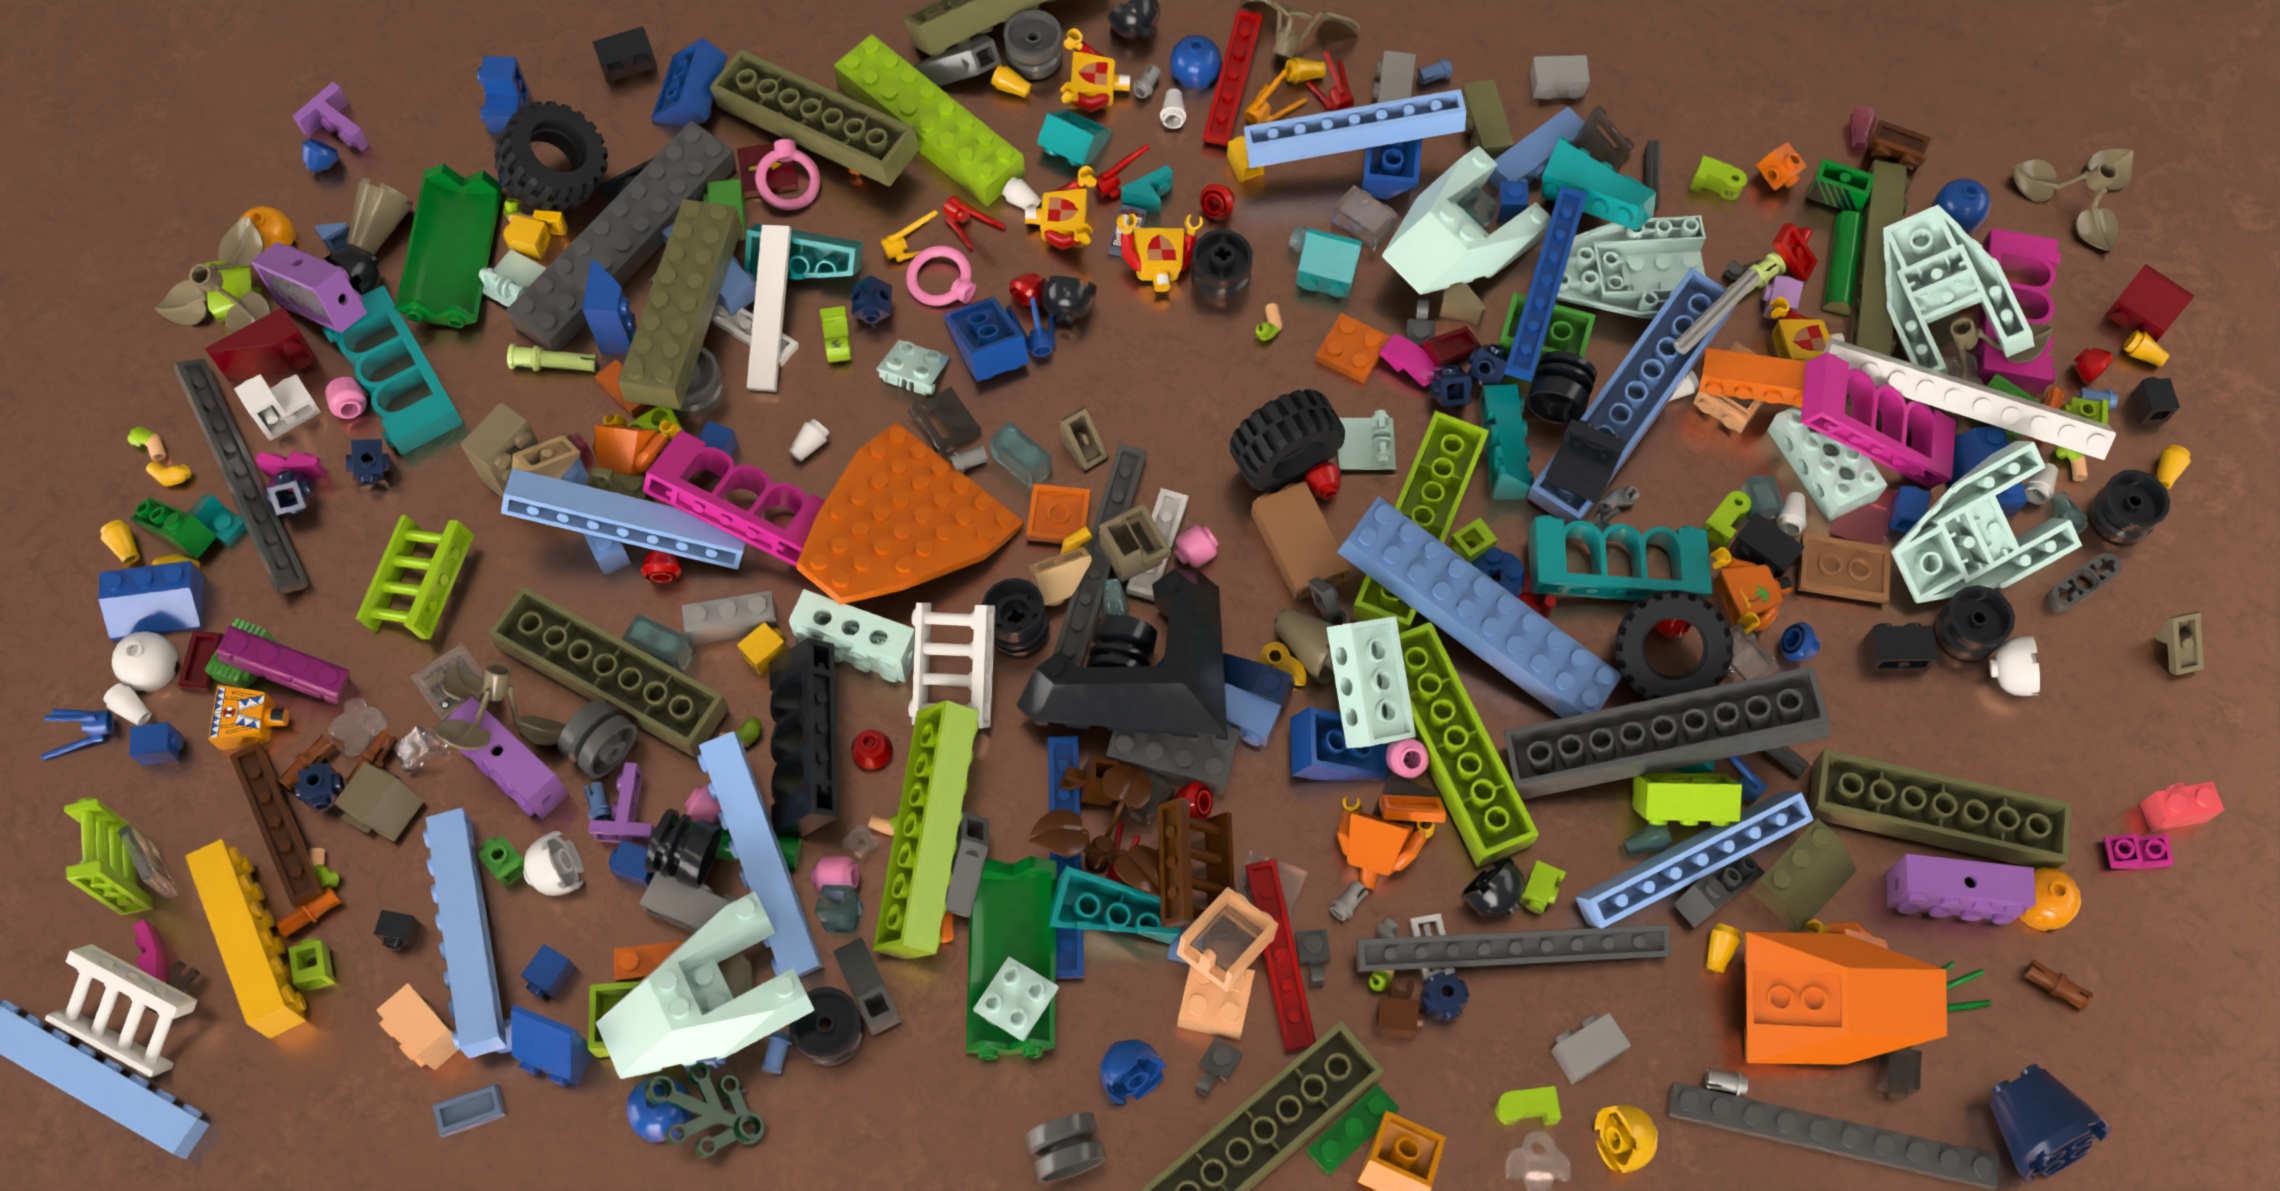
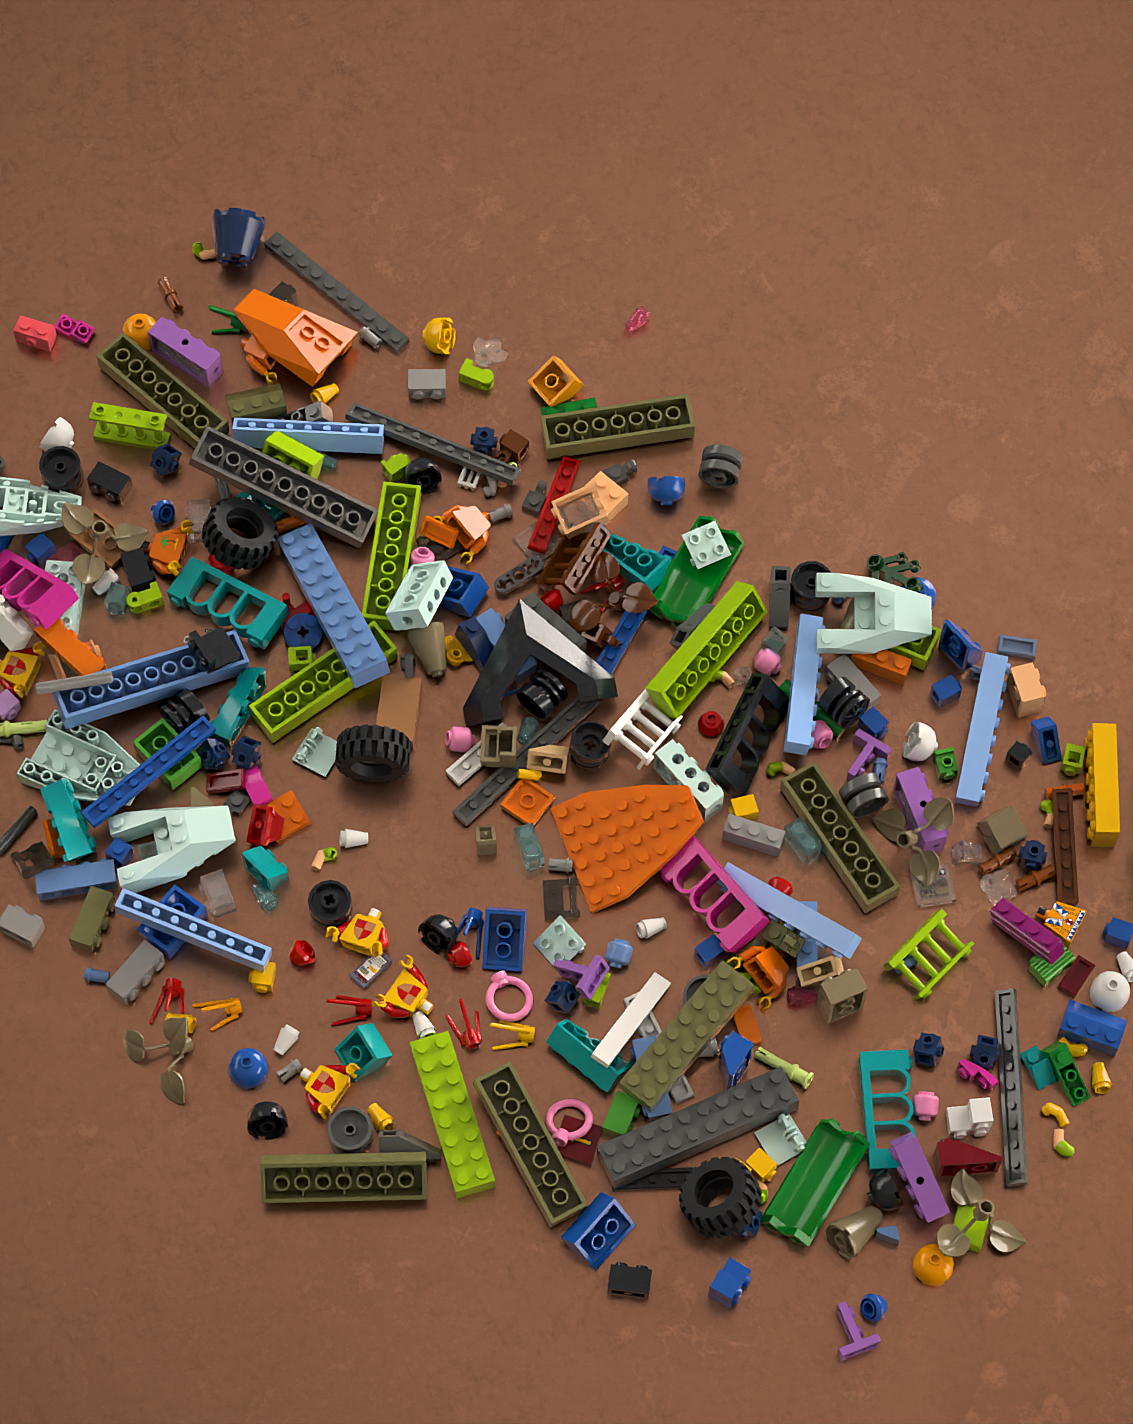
camera: 150 degrees left, 0 degrees up
(365, 976) = (1046, 739): none -> blue slope
(831, 387) = (618, 953): none -> medium blue head
(848, 325) = (588, 976): none -> medium lavender bracket
(1144, 191) = (345, 987): teal slope -> none
(1232, 77) = (230, 1042): red plate -> none
(1249, 360) = (352, 838): none -> white cone
(1262, 830) = (517, 583): none -> dark grey beam
(1365, 311) = (264, 825): none -> red slope
(1829, 496) = (91, 568): none -> dark tan plant
(1855, 714) = (165, 459): none -> dark blue brick
(1940, 724) = (129, 426): none -> lime fence
(2078, 1084) = (202, 253): none -> arm

